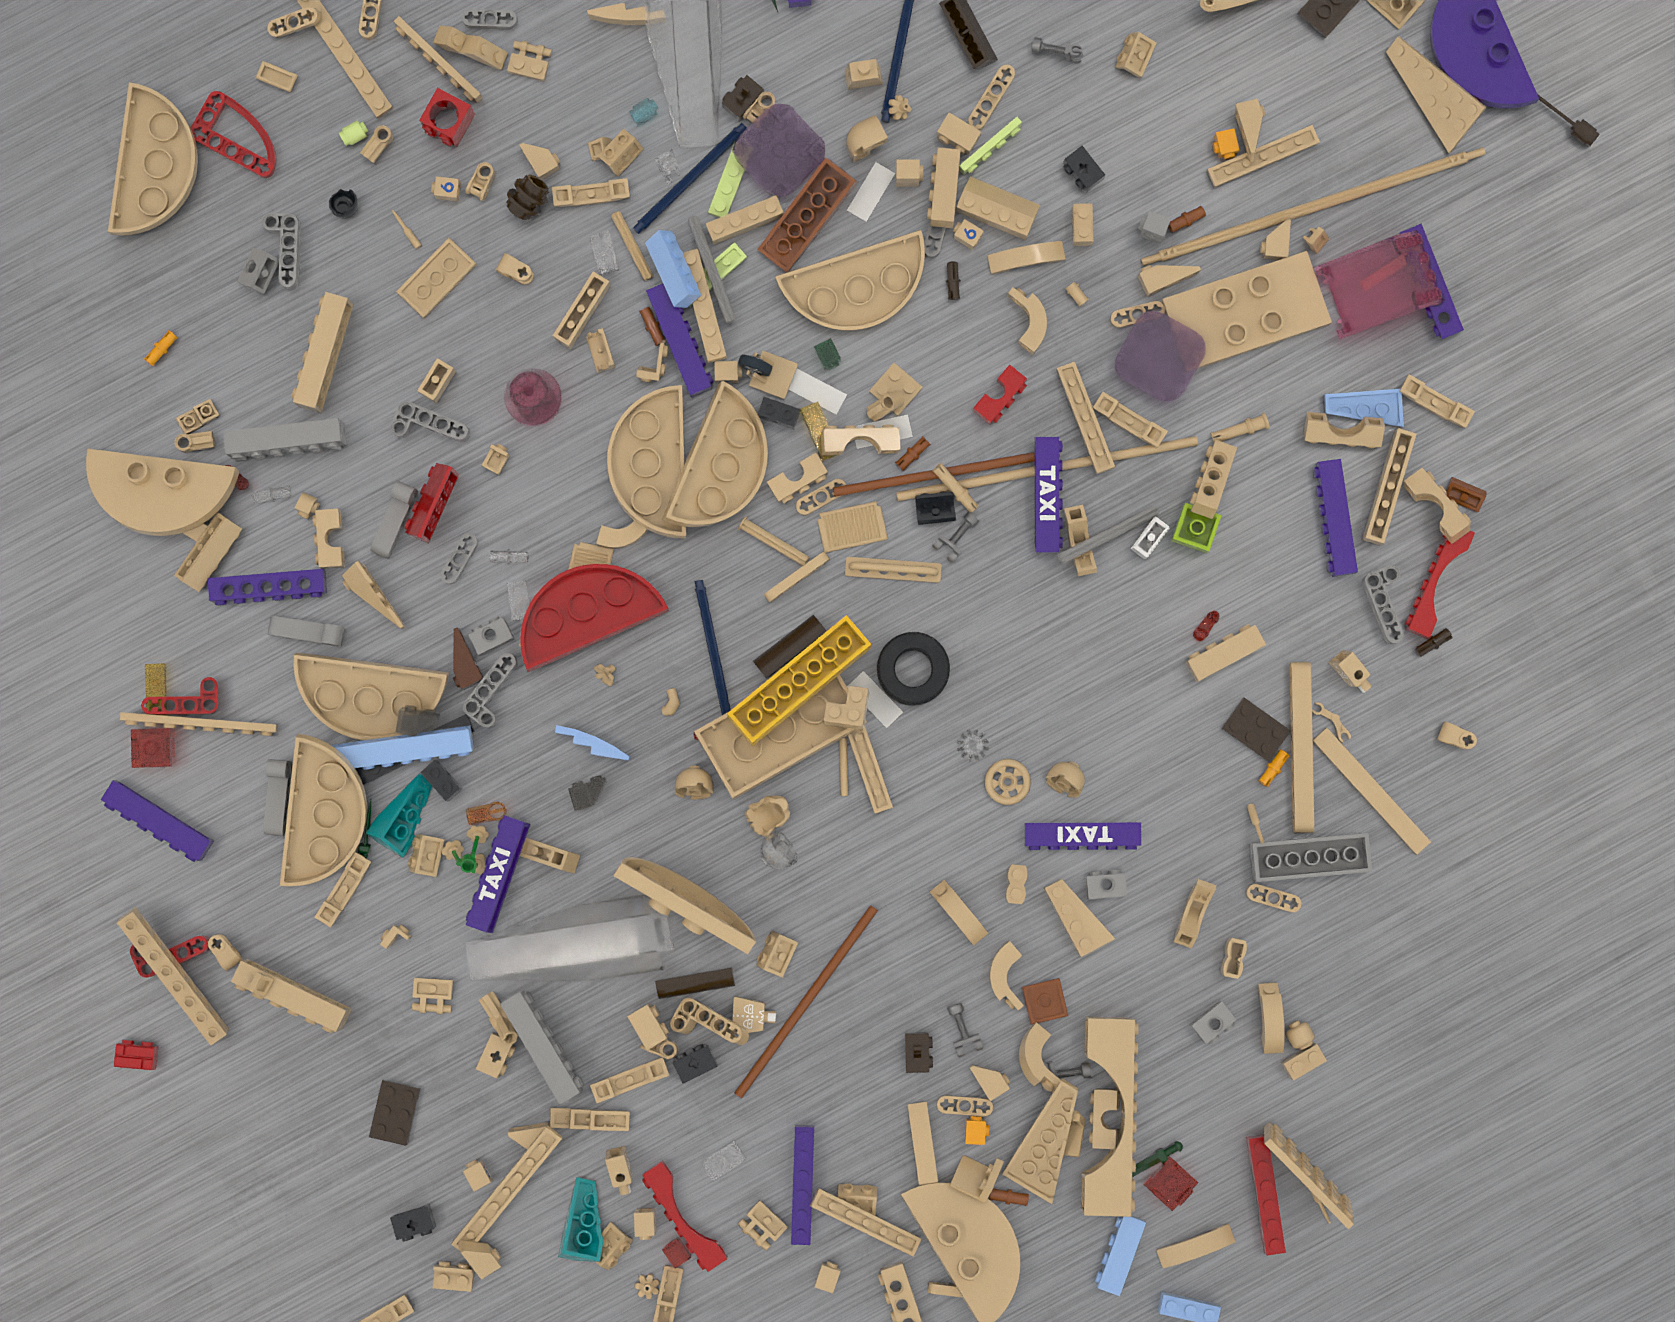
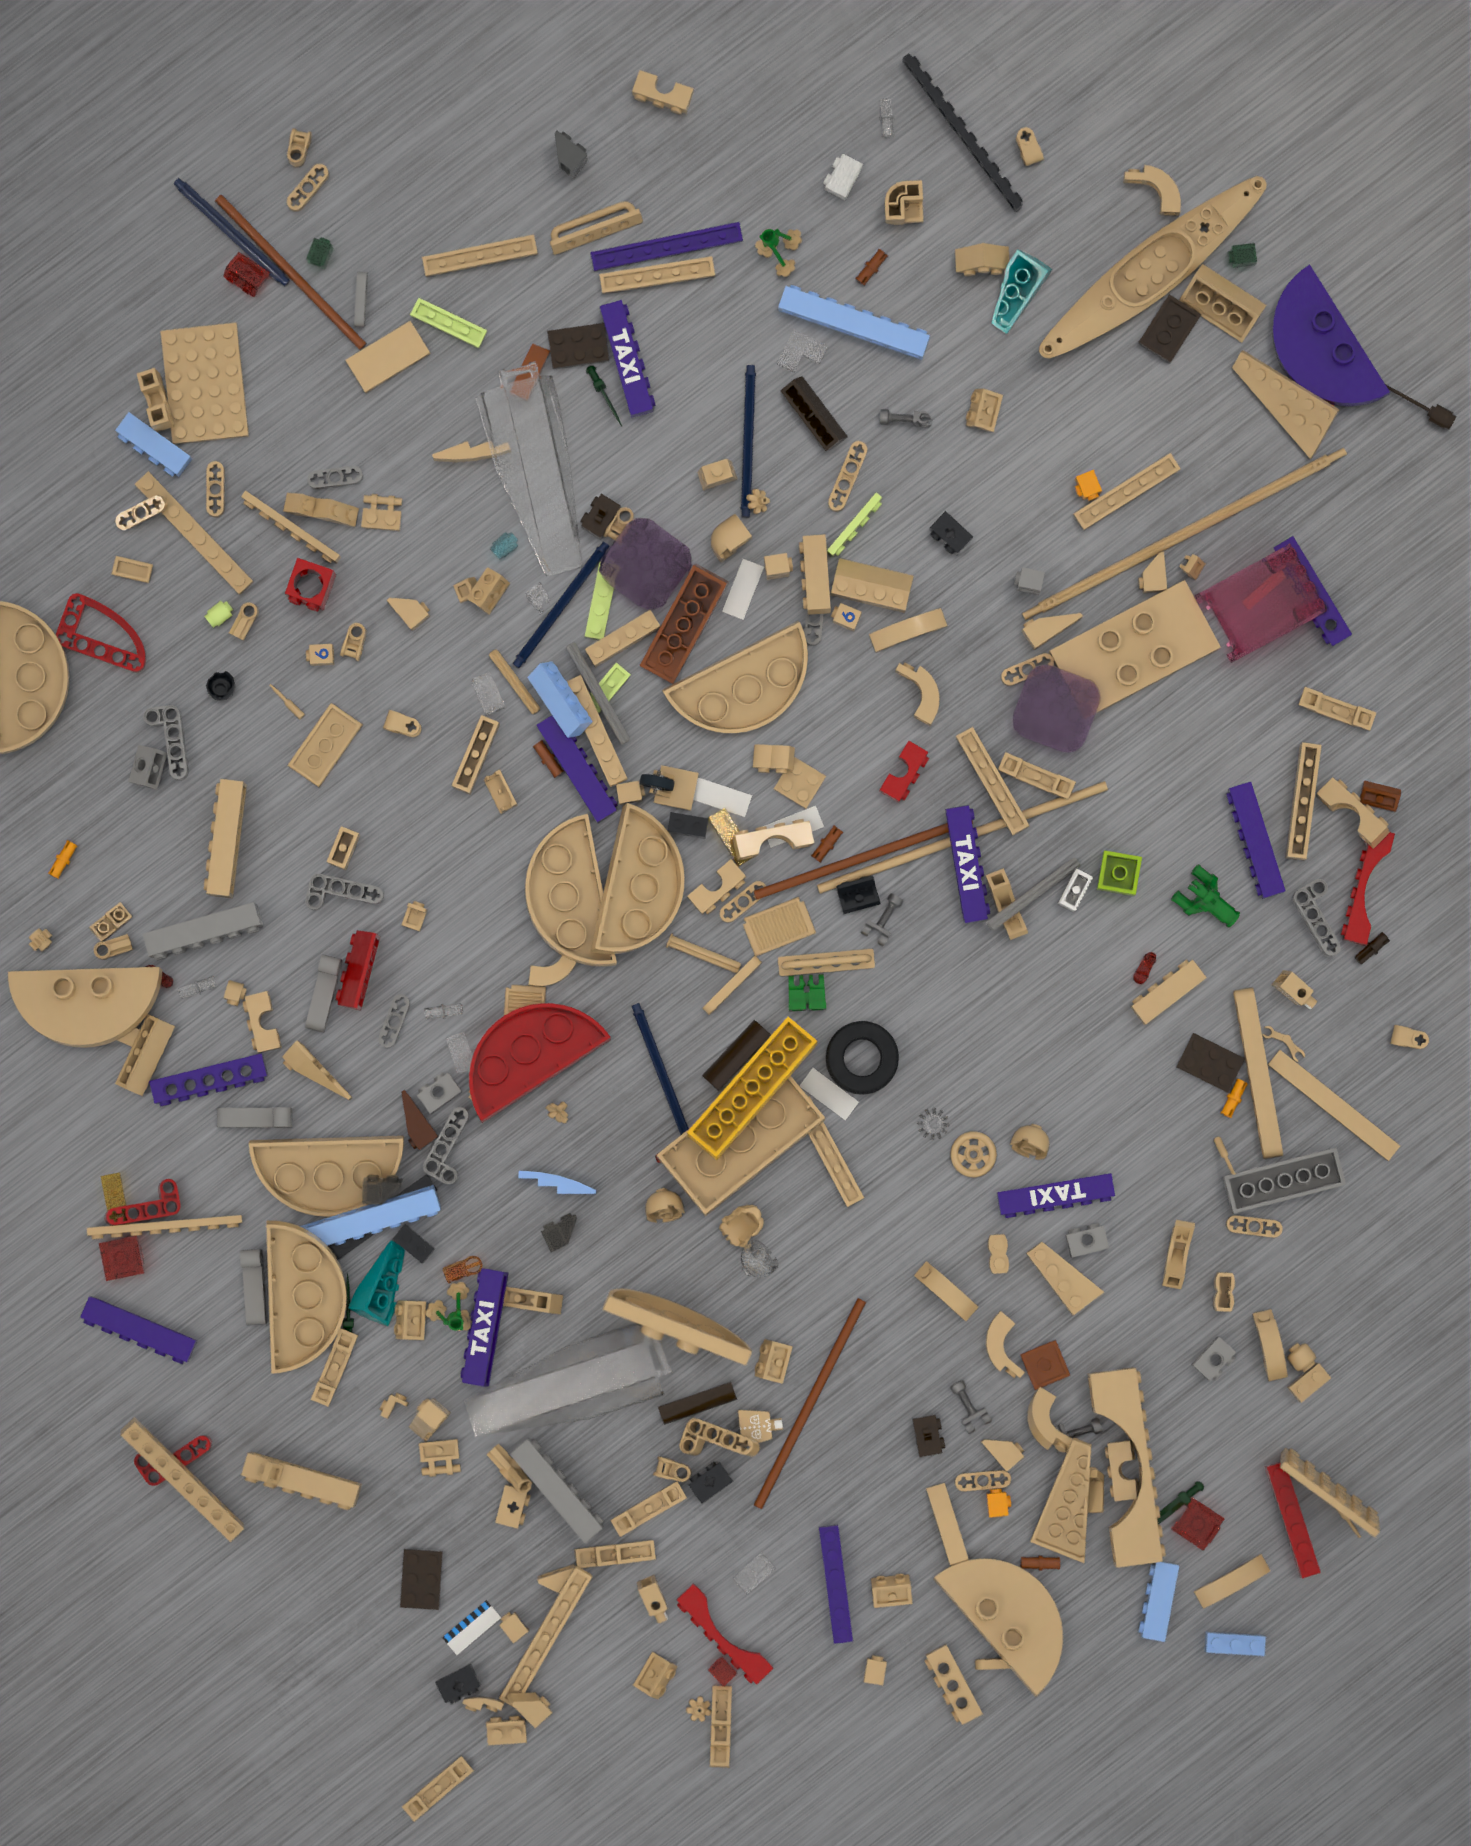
camera: 10 degrees left, 0 degrees up
(125, 423) = (40, 939): none -> tan gear
(136, 1055) = (157, 1564): red brick -> none
(226, 954) = (230, 1450): tan piece -> none
(427, 954) = (429, 1418): none -> tan wedge
(427, 1244) = (476, 1703): none -> tan slope
(436, 1168) = (471, 1627): none -> white sticker
(527, 197) = (403, 651): dark brown piece -> none
(539, 407) = (441, 862): clear pink cone -> none
(582, 1229) = (625, 1662): teal wedge -> none
(591, 193) = (465, 636): tan slope -> none
(645, 1223) = (687, 1646): tan brick -> none
(648, 1026) = (658, 1452): tan brick -> none
(649, 374) = (551, 807): tan bracket -> none
(672, 704) = (630, 1130): tan arm -> none
(767, 1221) = (805, 1625): tan plate -> none
(827, 354) = (727, 759): clear green brick -> none
(843, 767) = (809, 1166): tan bar -> none
(849, 715) = (809, 1113): tan brick -> none
(860, 601) = (799, 999): none -> green legs
(865, 1222) = (903, 1610): tan plate -> none
(874, 360) = (773, 758): none -> tan brick
(885, 405) = (792, 800): tan piece -> none
(953, 281) = (839, 665): dark brown axle -> none
(958, 133) = (820, 518): tan brick -> none
(960, 493) = (881, 876): tan pin -> none
(976, 1178) = (1005, 1549): tan bracket -> none
(1076, 293) = (961, 656): tan pin -> none
(1082, 224) = (958, 589): tan brick -> none
(1186, 219) = (1061, 566): dark orange pin -> none
(1224, 455) = (1135, 796): tan brick -> none
(1248, 426) = (1155, 763): tan pin -> none
(1249, 119) = (1108, 460): tan slope -> none
(1279, 568) = (1207, 898): none -> green wheel
(1366, 433) = (1272, 752): tan arch -> none
(1375, 404) = (1273, 723): light blue wing -> none

